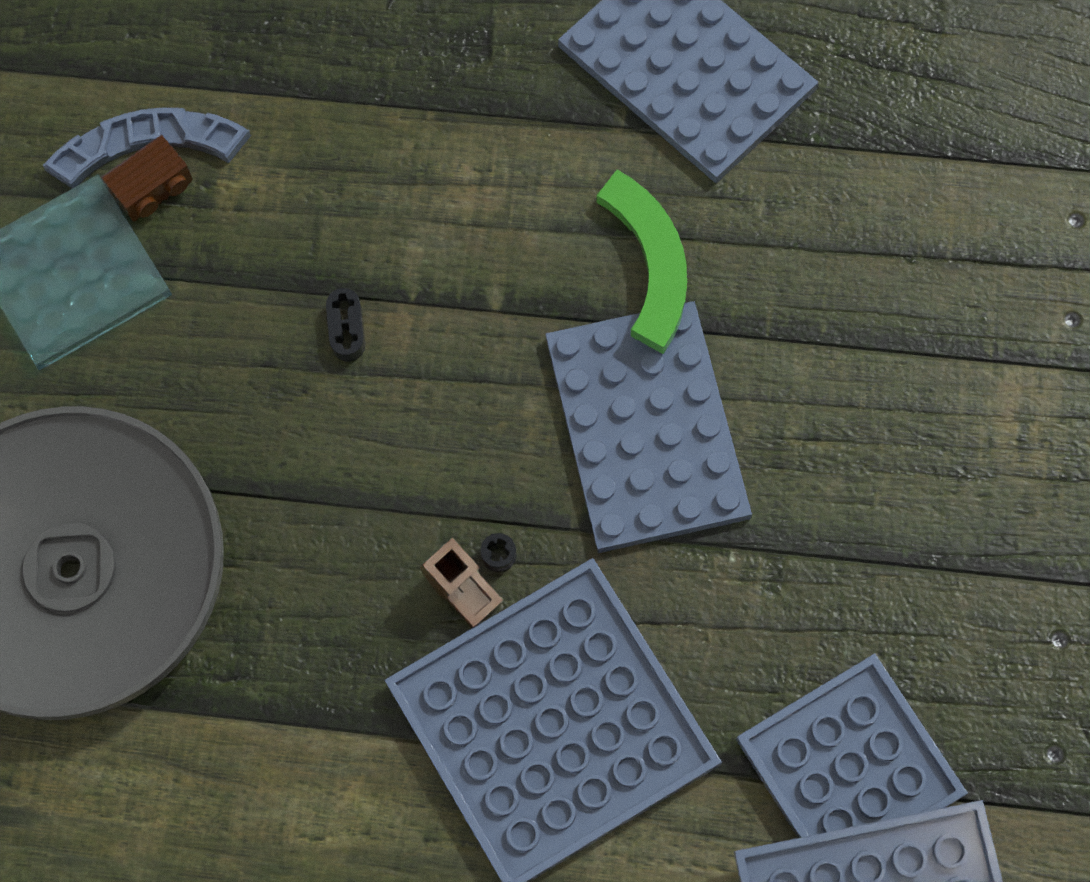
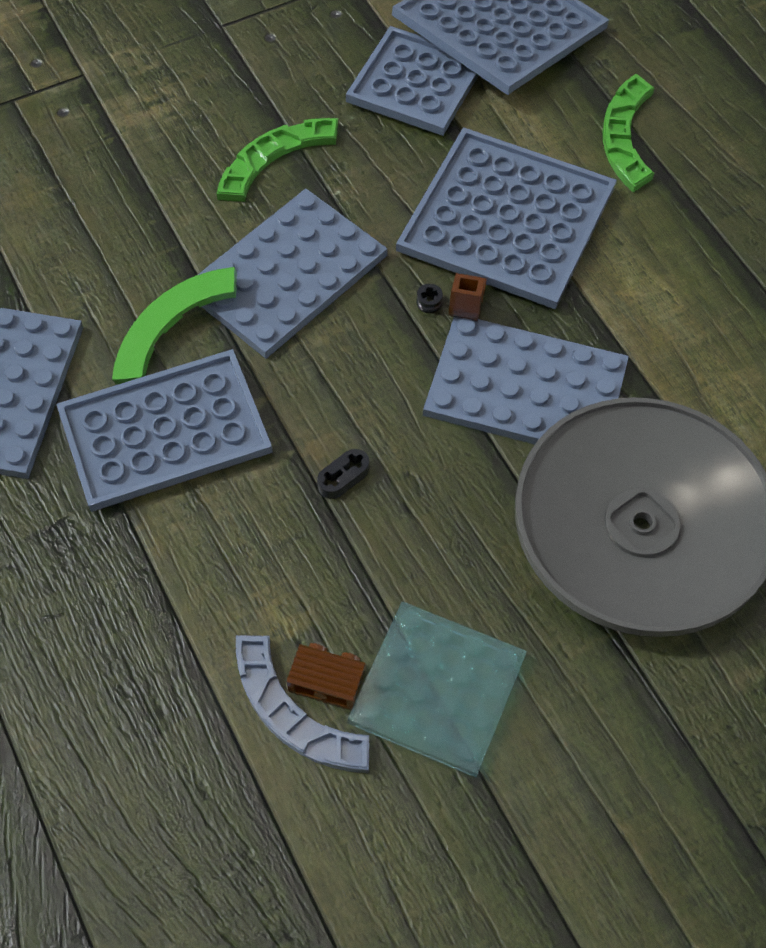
camera: 130 degrees left, 10 degrees down
(317, 579) = (517, 379): none -> sand blue plate
(520, 188) = (163, 429): none -> sand blue plate
(852, 517) = (269, 147): none -> bright green tile

